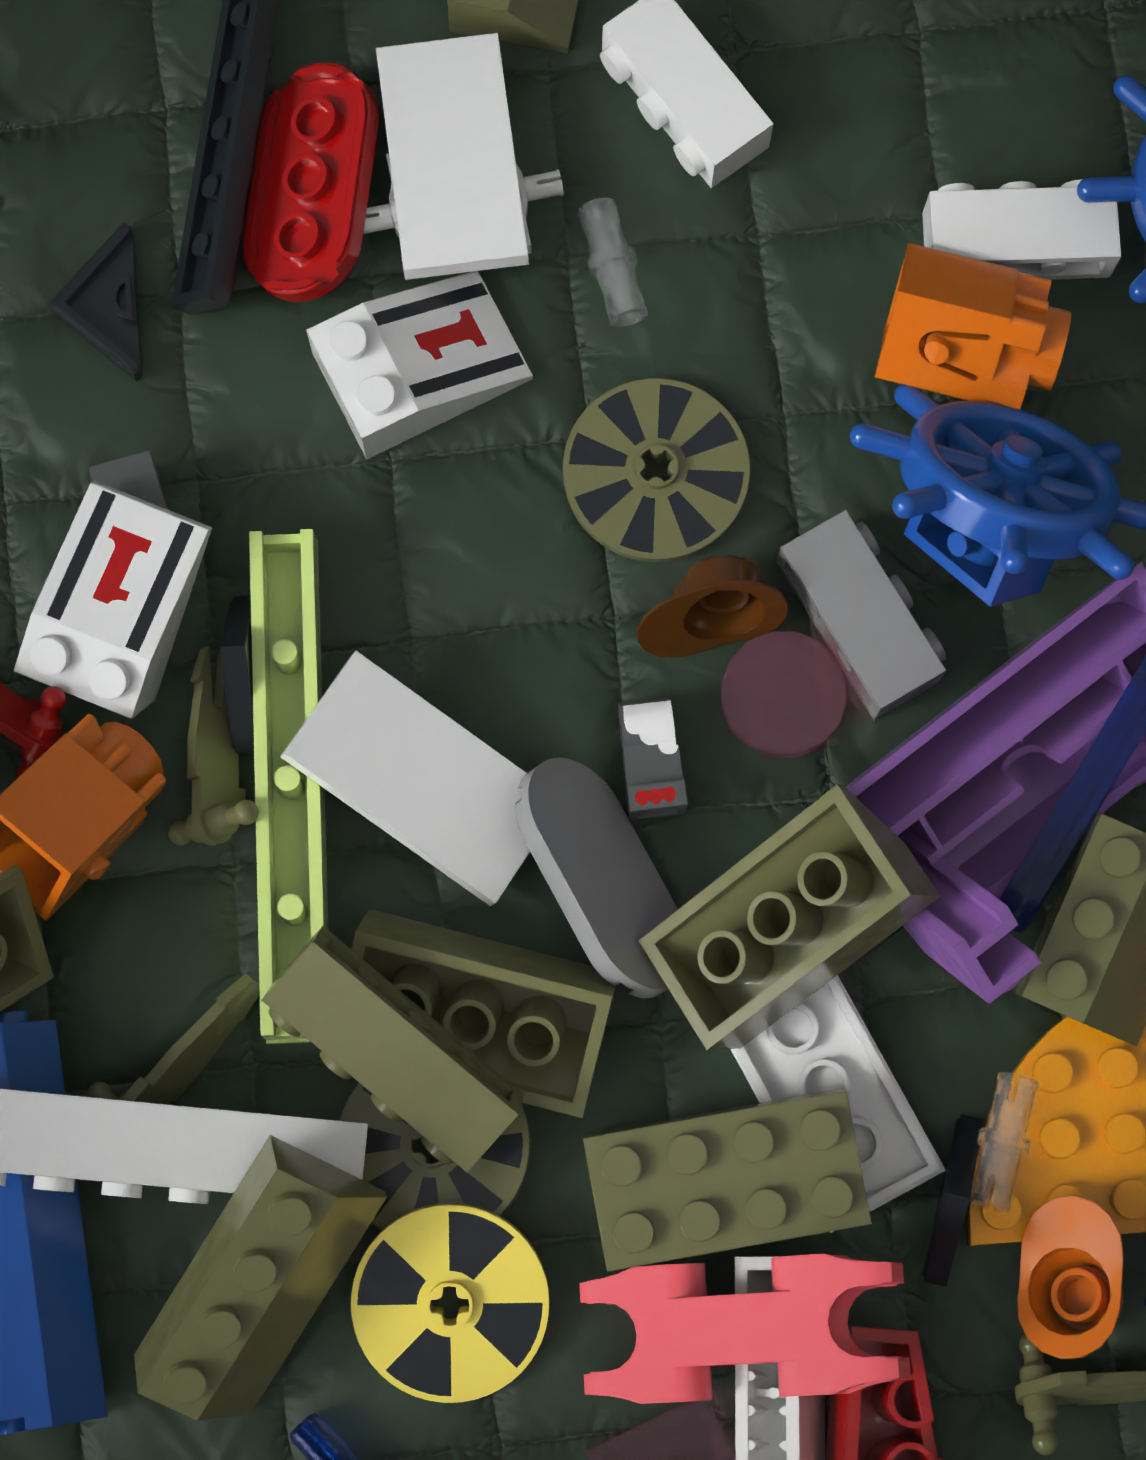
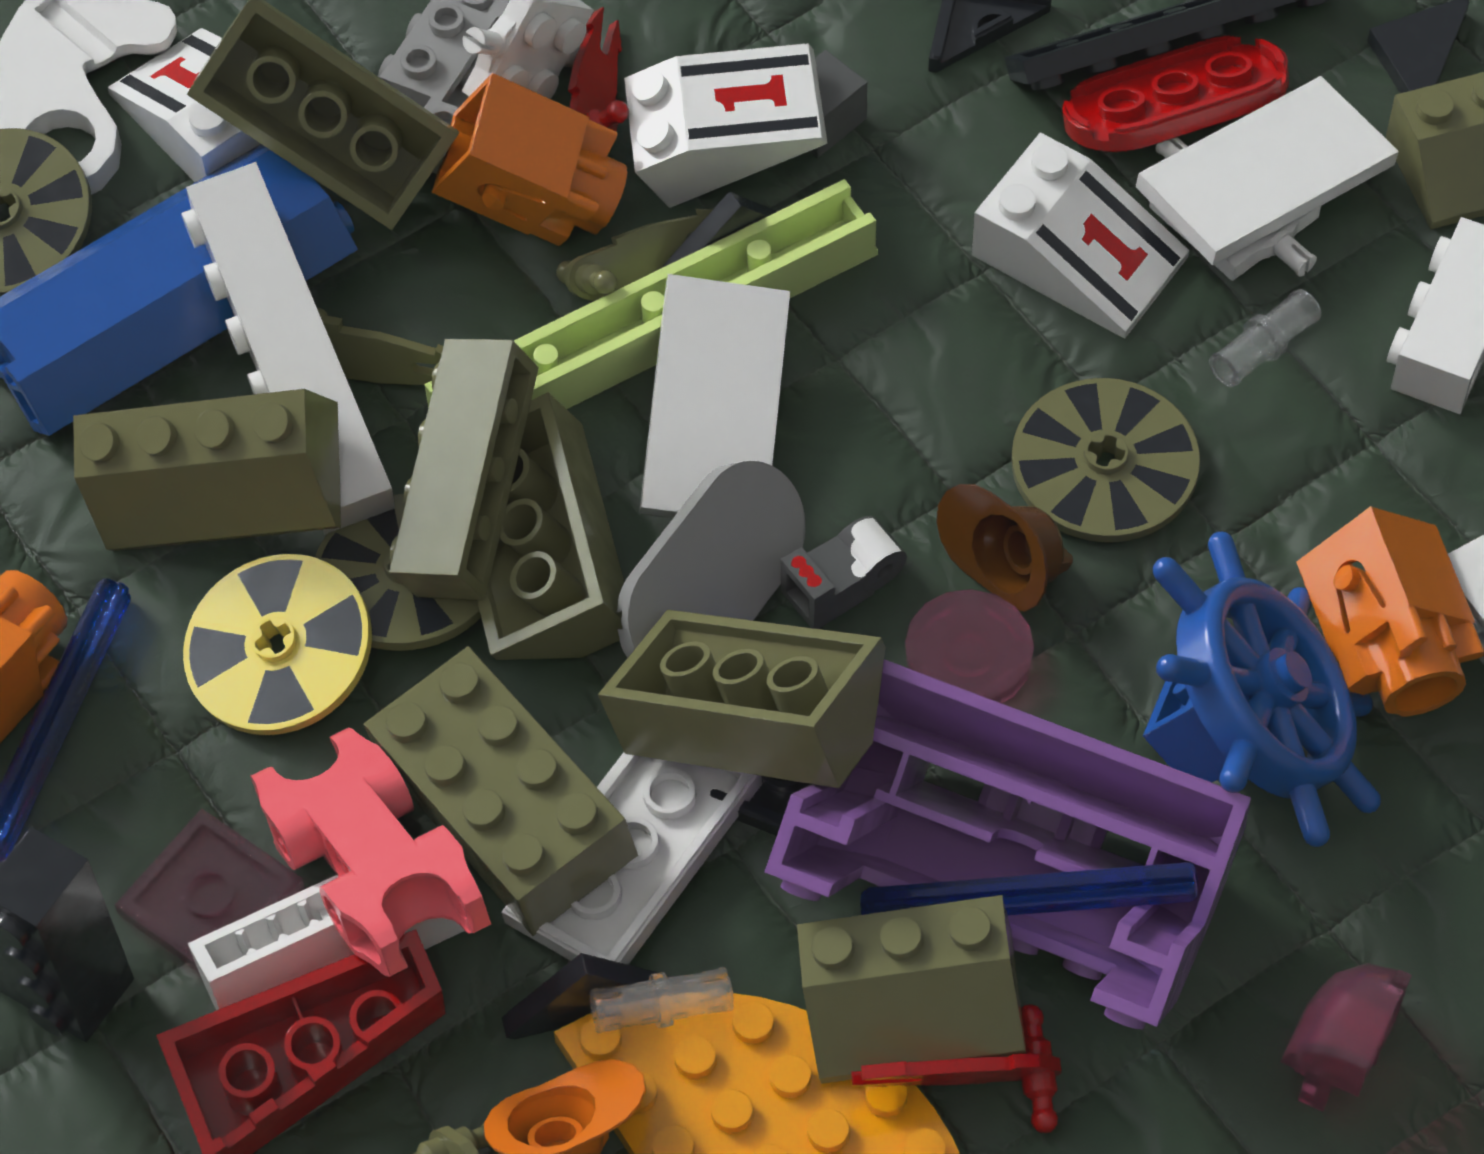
camera: 65 degrees right, 20 degrees down
(862, 613) = (1088, 653): light grey brick -> none

